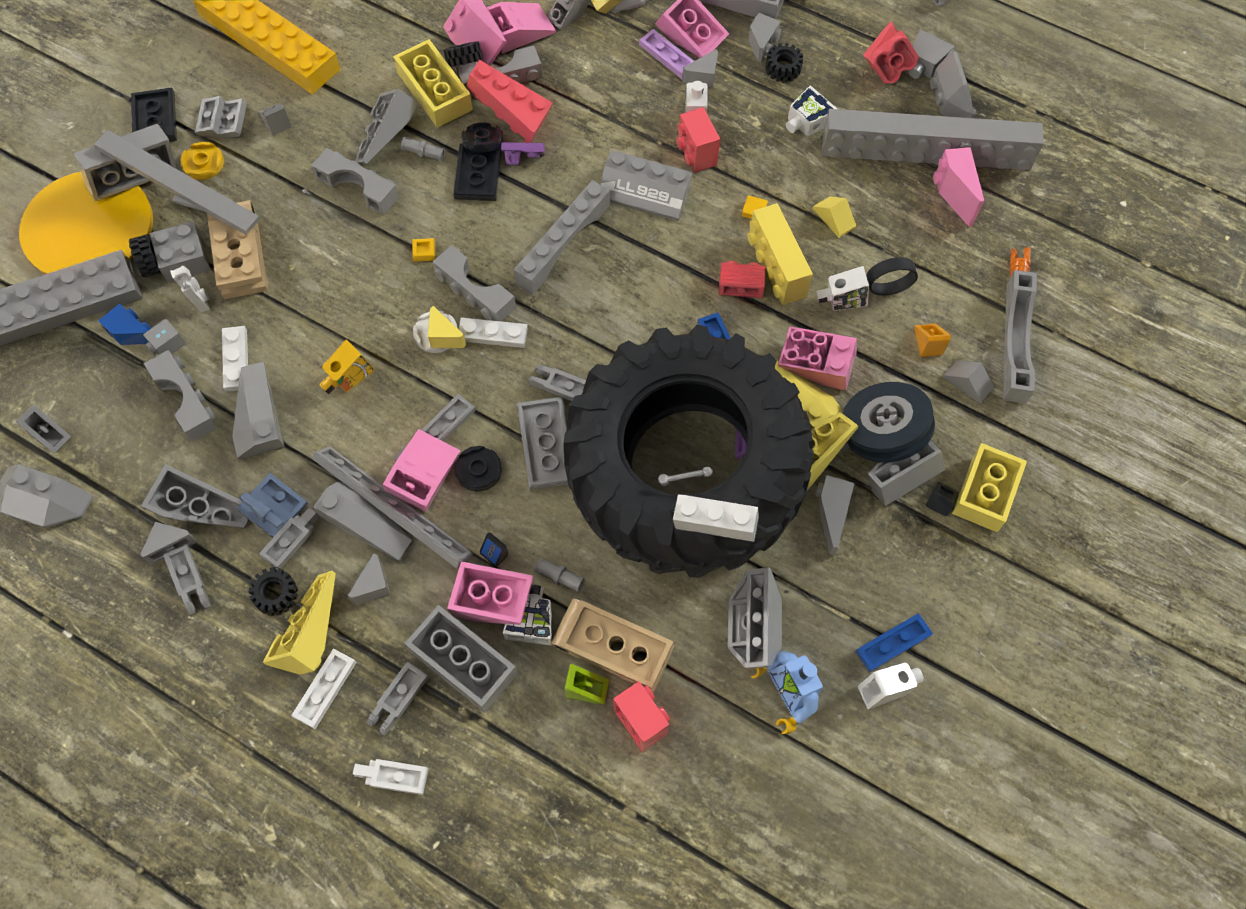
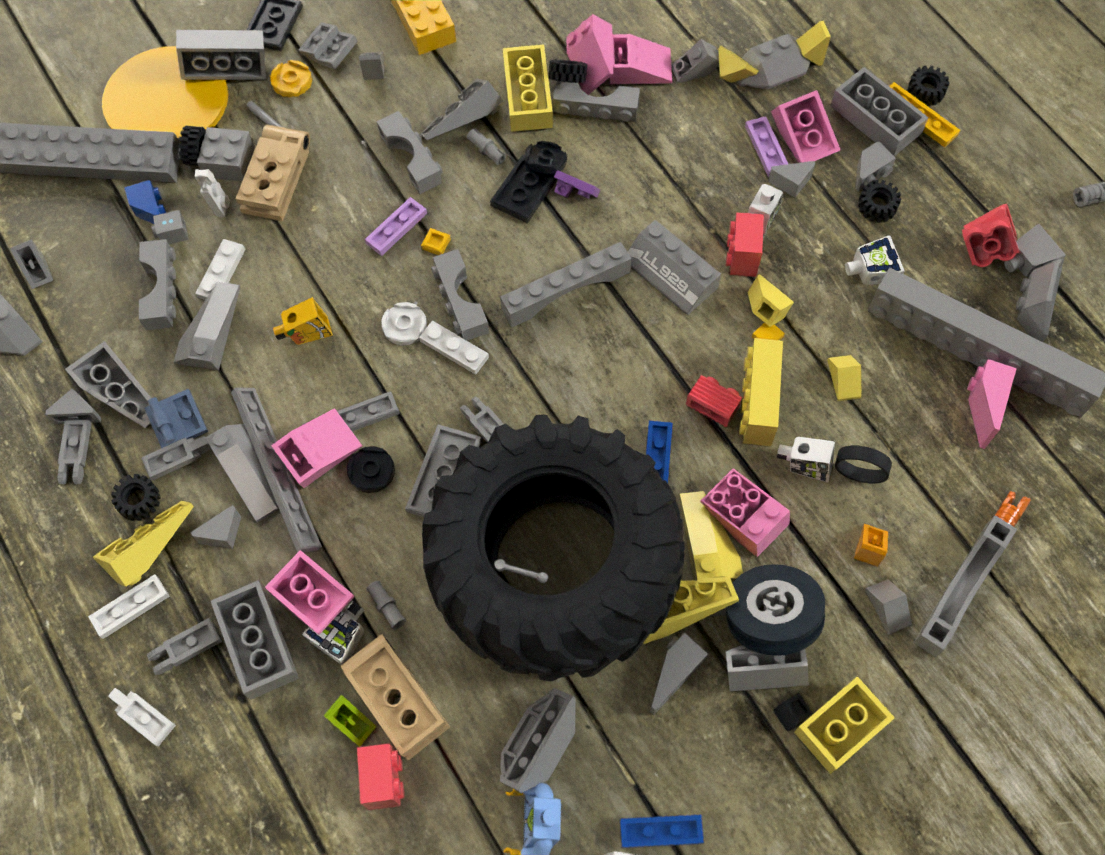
camera: 30 degrees right, 0 degrees up
(176, 182) = (248, 91): light grey tile -> none
(380, 250) = (395, 226): none -> lavender plate
(443, 333) = (403, 327): light yellow slope -> none
(493, 550) = (341, 552): slope -> none
(509, 100) = (587, 133): coral wedge -> none
(716, 517) = (522, 627): white brick -> none
(740, 179) = (768, 301): none -> light yellow slope

